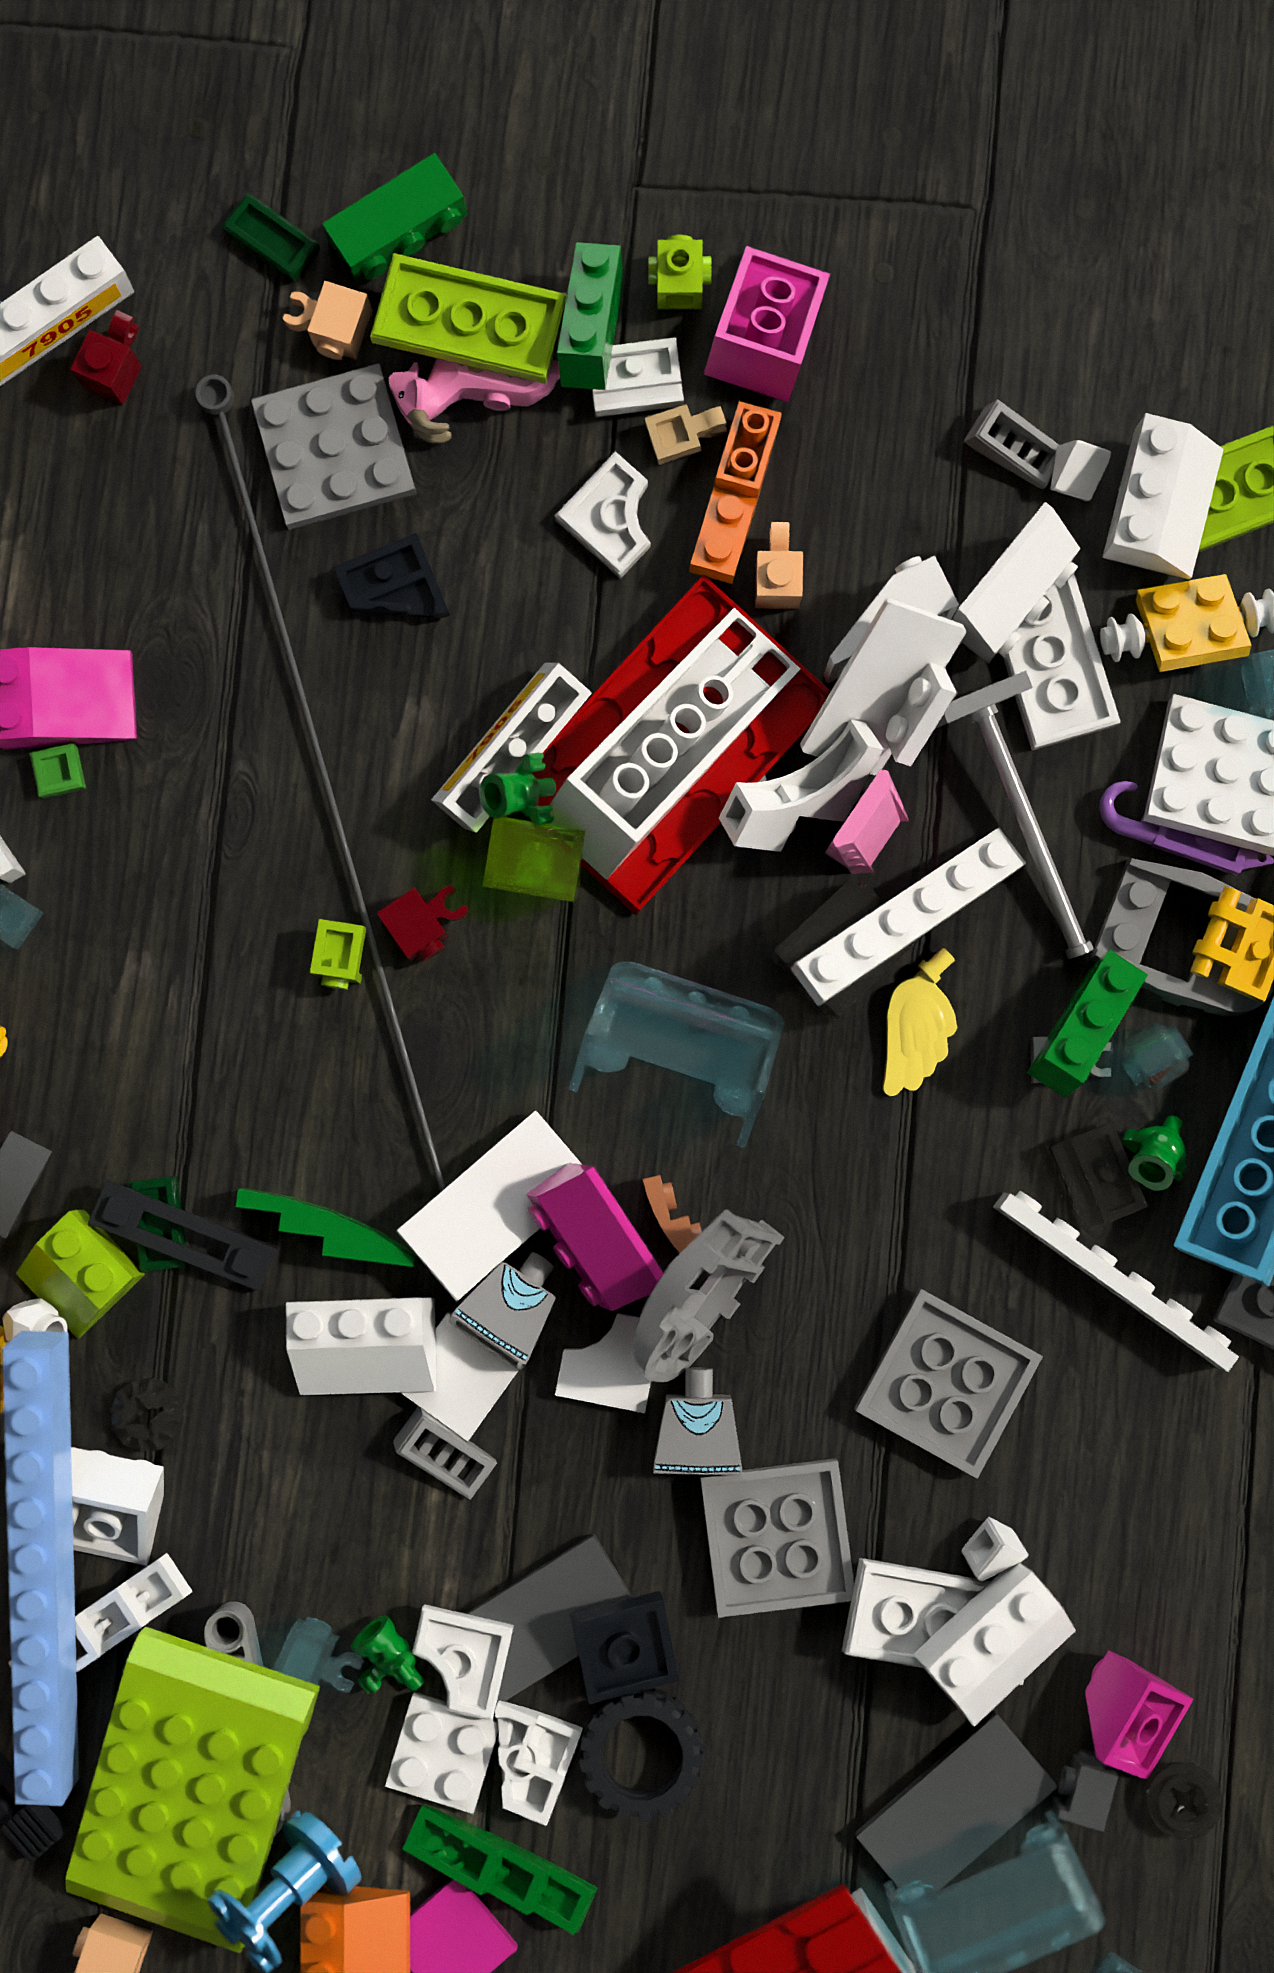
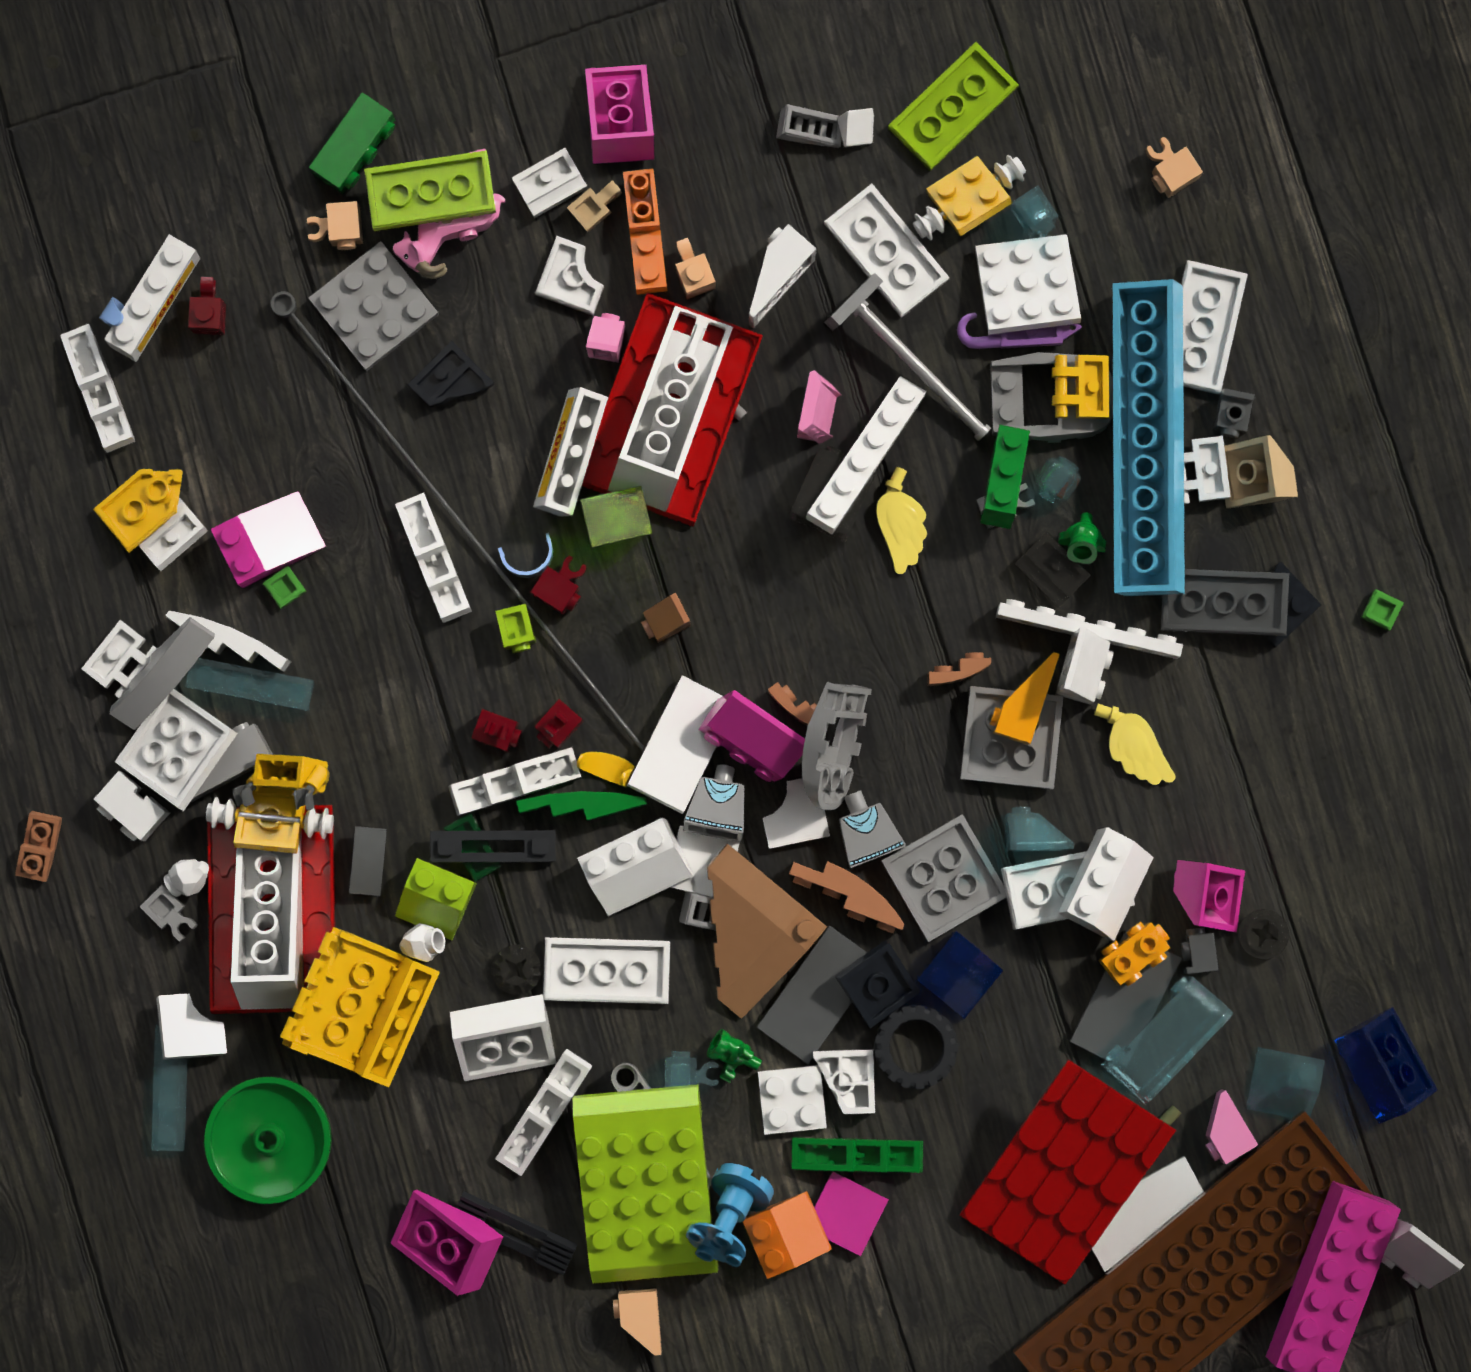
camera: 30 degrees left, 0 degrees up
(41, 1566) = (496, 1080): light blue brick -> none
(251, 1159) = (514, 781): none -> white slope
(254, 1081) = (496, 731): none -> dark red brick
(267, 1467) = (606, 970): none -> white tile
(270, 813) = (433, 557): none -> white slope
(271, 237) = (275, 187): dark green tile -> none
(340, 1107) = (557, 725): none -> dark red brick
(383, 1190) = (606, 766): none -> yellow helmet
(398, 889) = (533, 573): none -> light blue helmet
(467, 1654) = (783, 1031): white tile -> none
(492, 1501) = (757, 930): none -> medium nougat slope
(518, 791) = (589, 478): green piece -> none
(544, 1025) = (665, 619): none -> nougat slope
(590, 316) = (506, 157): green brick -> none
(622, 613) = (606, 337): none -> bright pink slope
(651, 1517) = (861, 898): none -> nougat slope
(680, 272) = (552, 114): lime brick -> none
(686, 1031) = (756, 586): clear light blue windscreen -> none
(740, 1677) = (959, 974): none -> clear blue slope
(827, 788) = (781, 396): white arch -> none
(892, 684) = (794, 321): white bracket -> none
(921, 1531) = (1032, 833): none -> clear light blue slope
(929, 1262) = (967, 667): none -> nougat slope
(983, 1351) = (1022, 709): none -> light orange slope
(993, 1549) = (1082, 828): white slope -> none
(997, 1757) = (1142, 947): none -> light orange brick
(1017, 585) = (847, 220): white slope -> none
(1087, 1329) = (1084, 667): none -> white slope
(1112, 1464) = (1135, 746): none -> light yellow animal
(1163, 497) = (918, 124): white slope -> none

